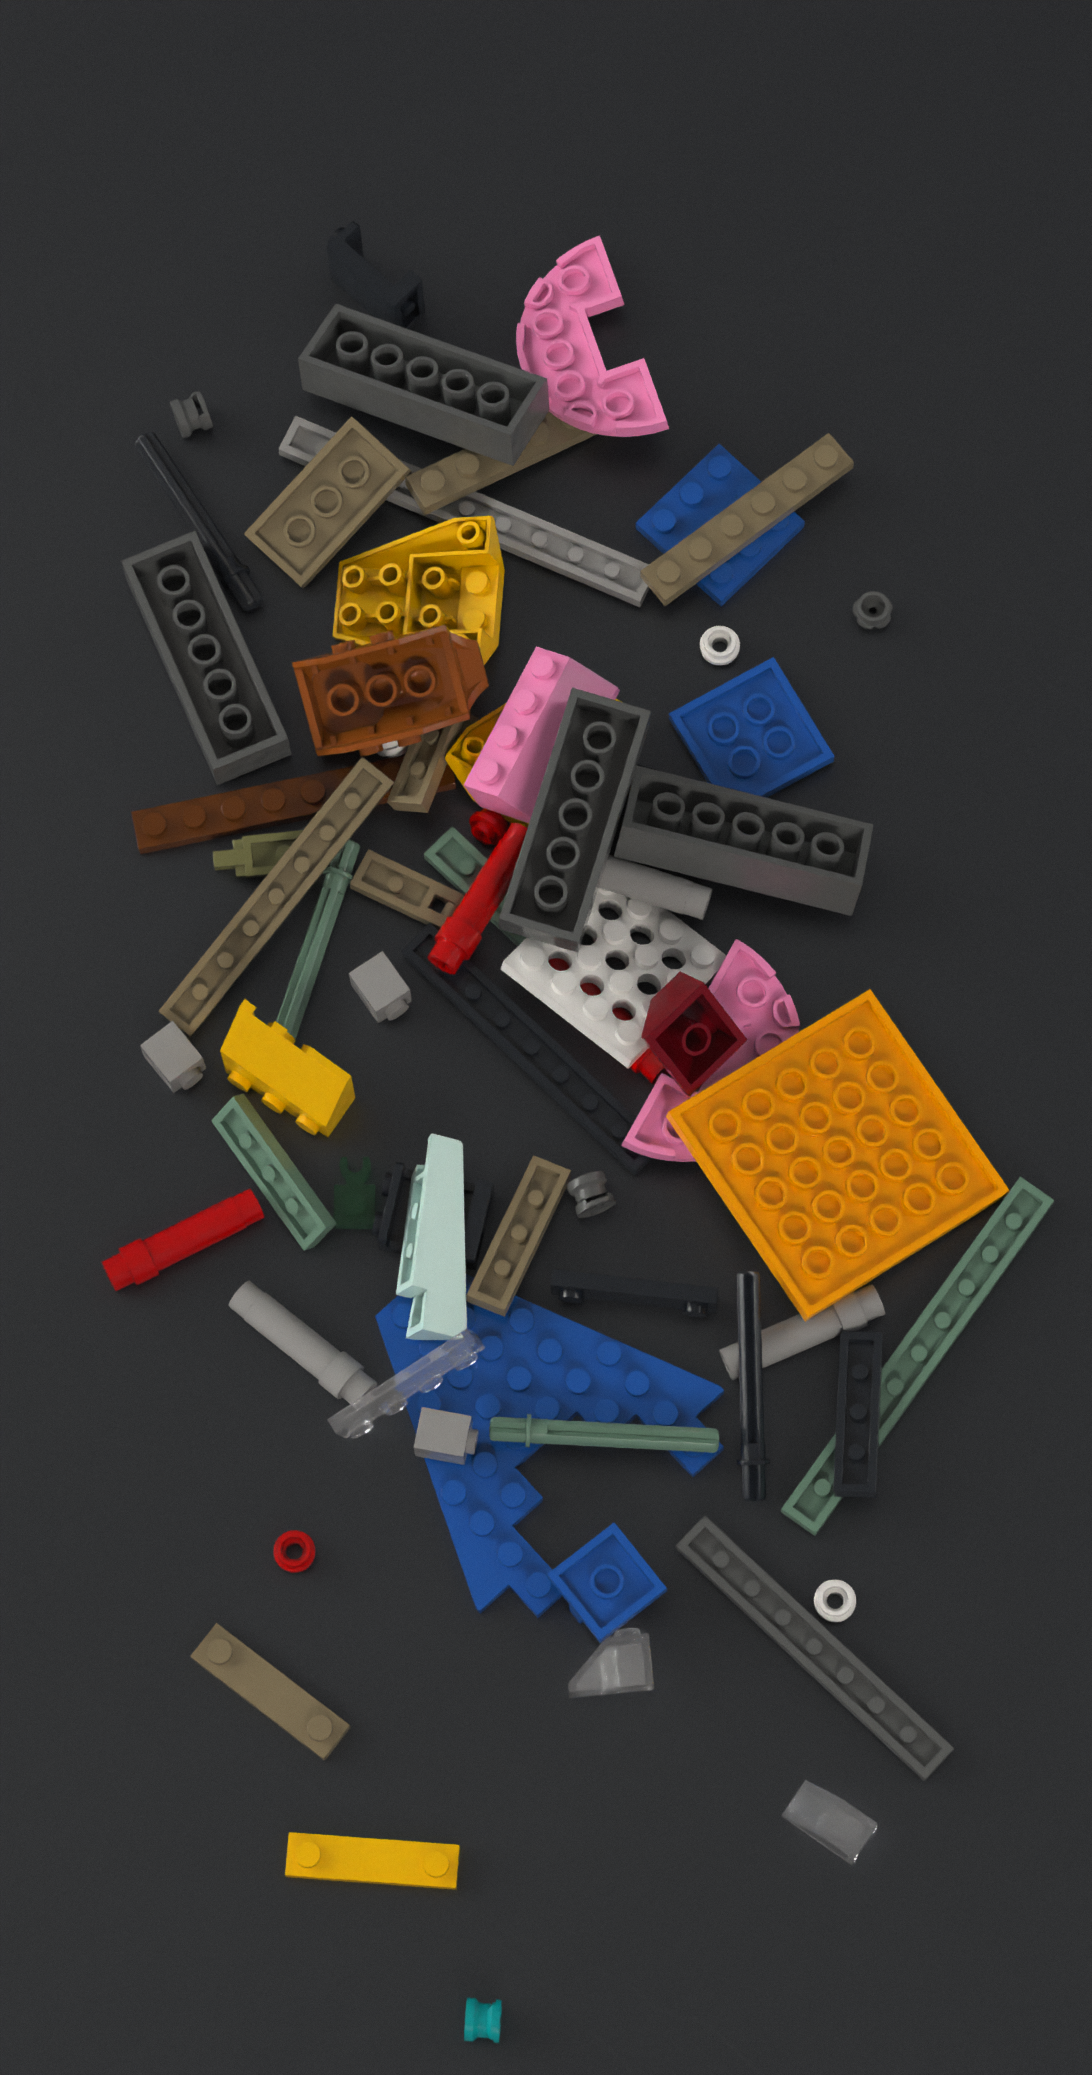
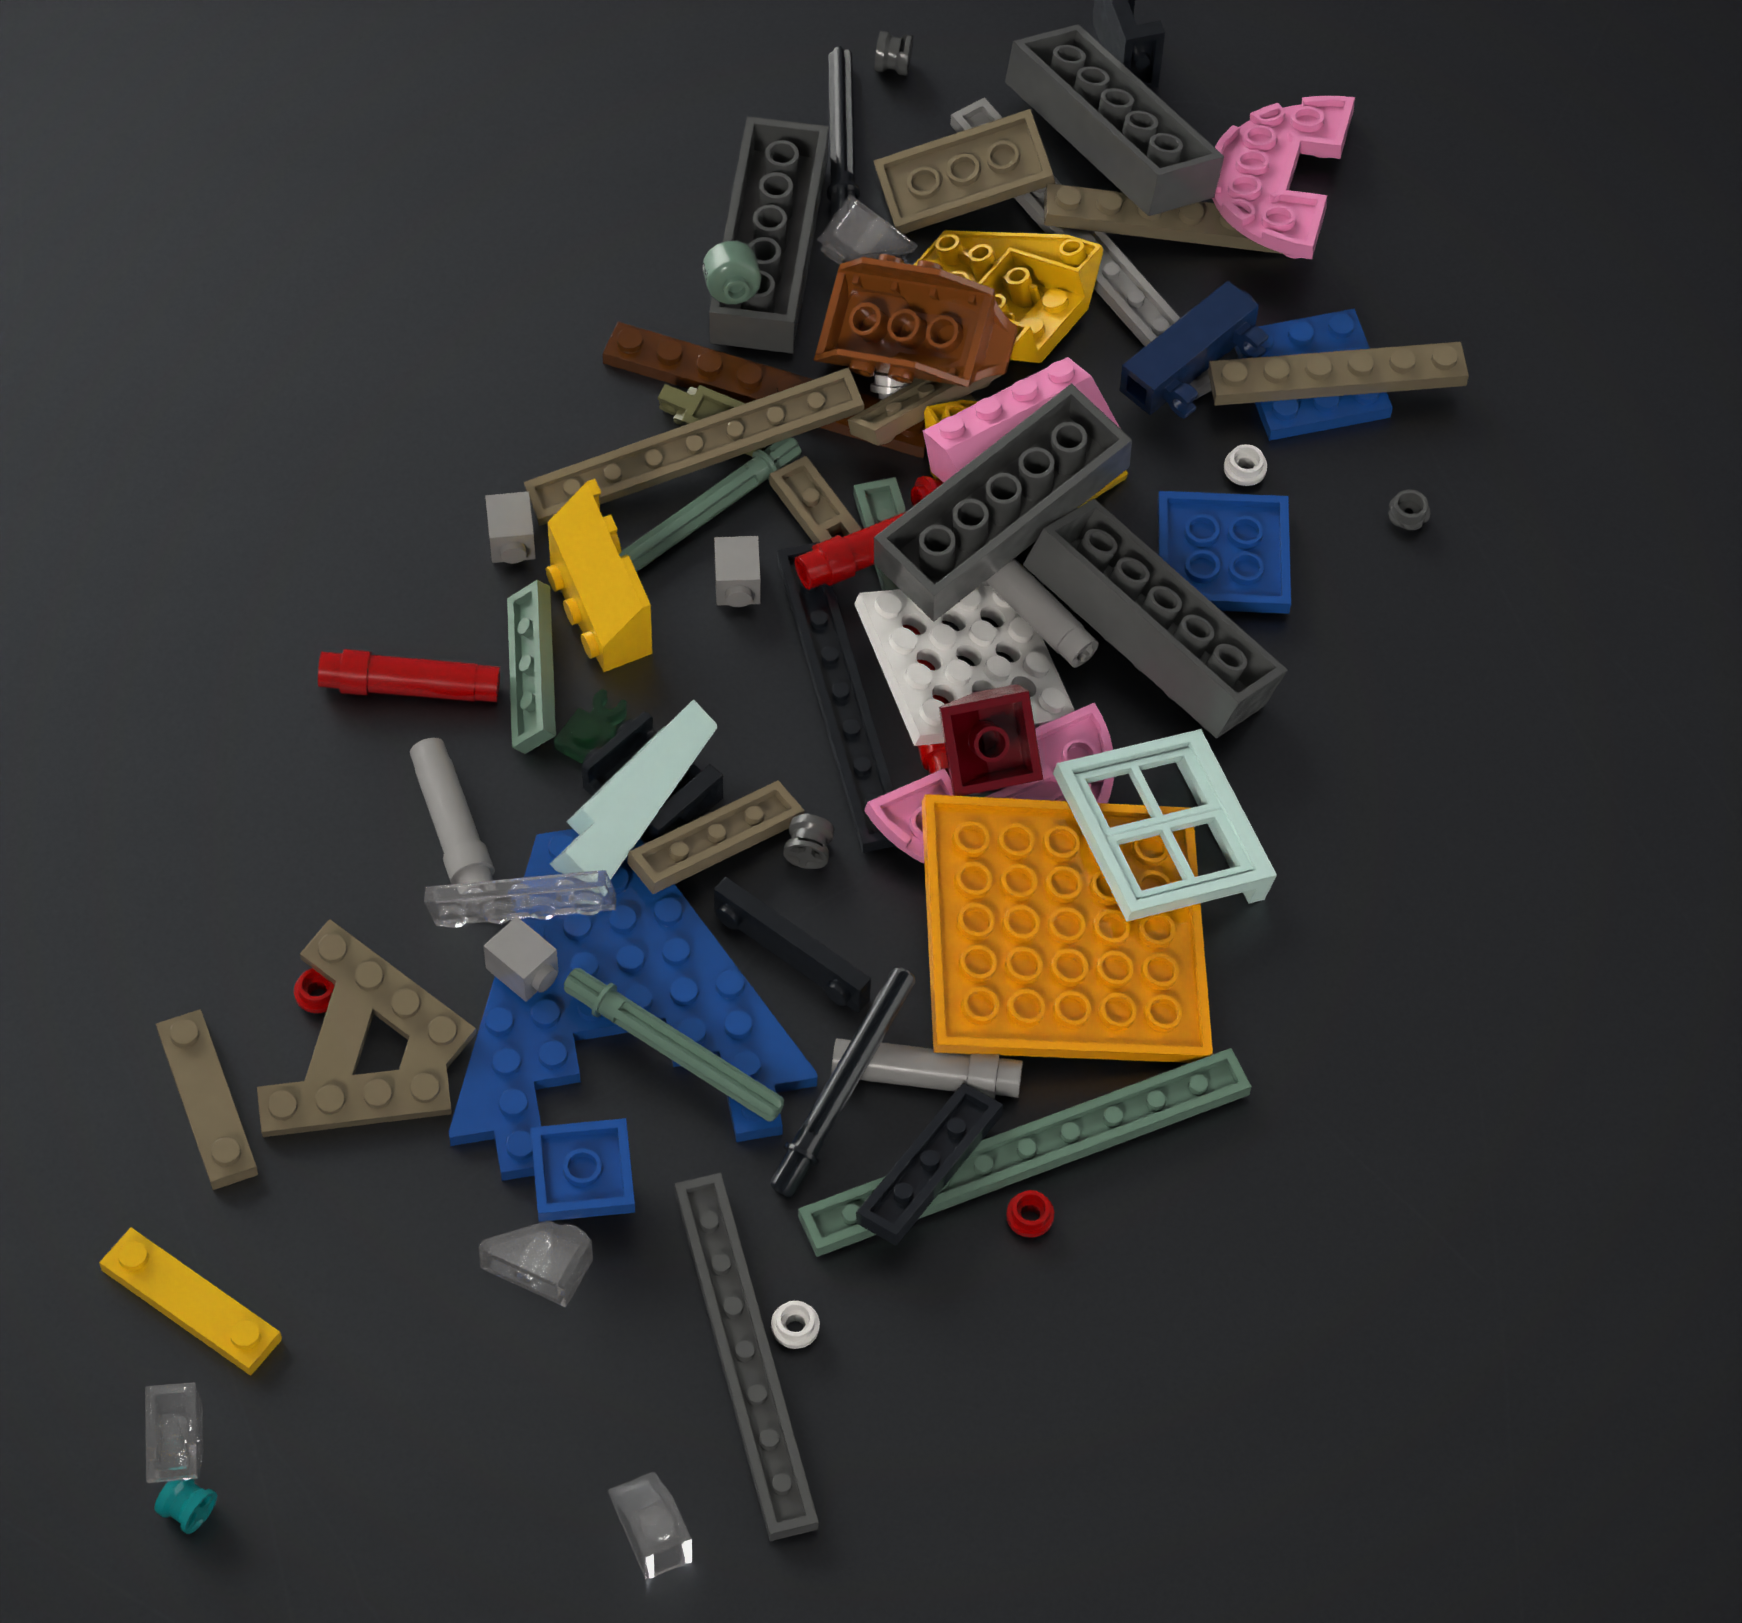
camera: 25 degrees right, 15 degrees down
(214, 727) = (731, 272): none -> sand green head
(282, 615) = (861, 233): none -> clear slope
(363, 1628) = (331, 1090): none -> dark tan plate
(445, 1980) = (173, 1432): none -> clear slope
(618, 567) = (1184, 350): none -> dark blue brick
(892, 978) = (1217, 806): none -> light aqua window
(954, 1391) = (1034, 1202): none -> red plate

